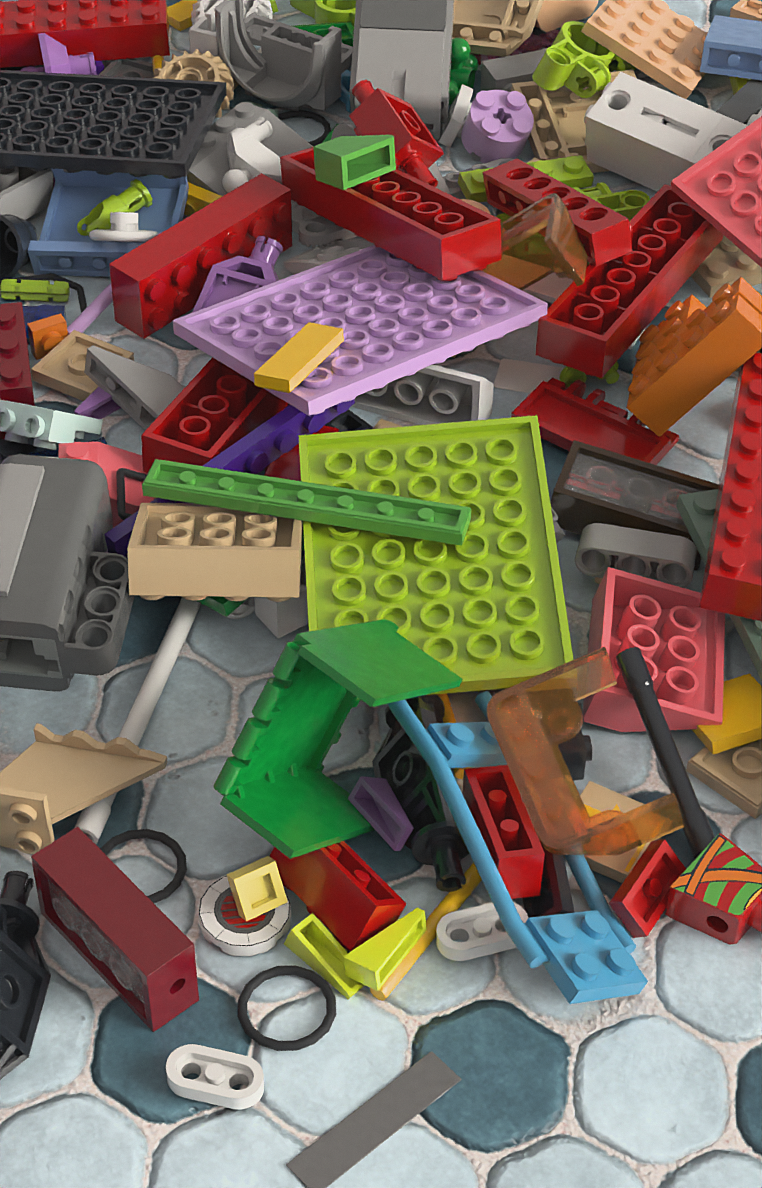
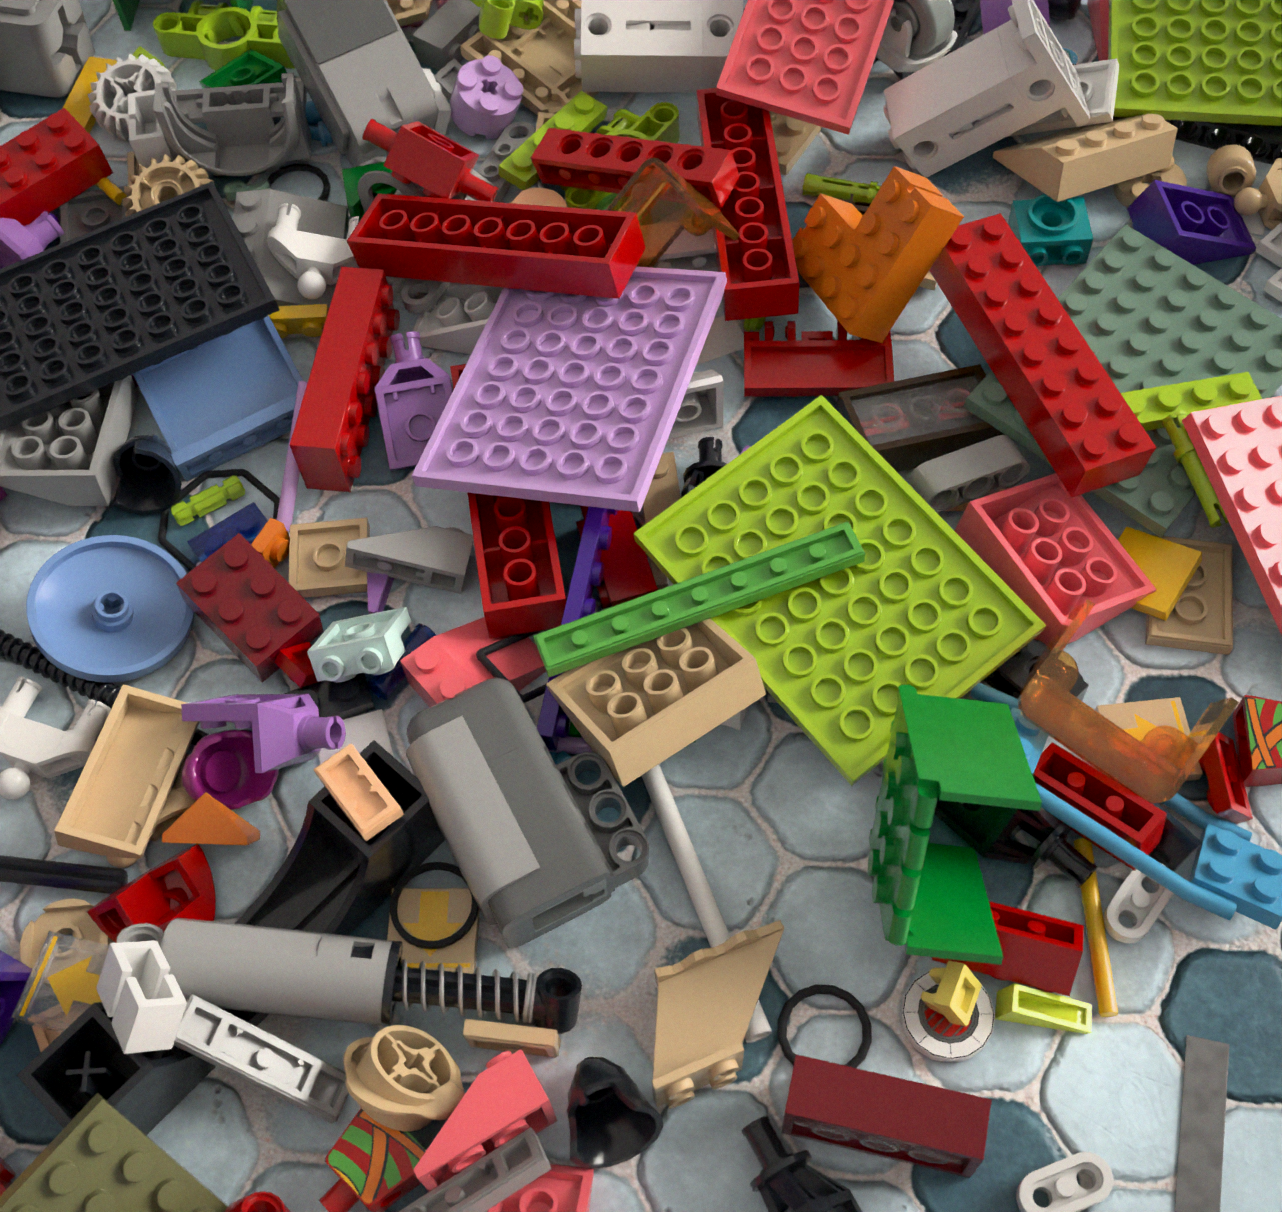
camera: 30 degrees left, 15 degrees up
(123, 229) = (256, 396): white piece -> none
(127, 201) = (223, 377): lime piece -> none
(295, 1044) = (1042, 1120): black piece -> none
(298, 357) = (582, 457): yellow tile -> none
(354, 159) = (438, 215): bright green slope -> none
(381, 954) = (1097, 989): neon yellow piece -> none
(382, 810) = (980, 846): medium lavender piece -> none
(640, 686) = (1200, 689): black piece -> none

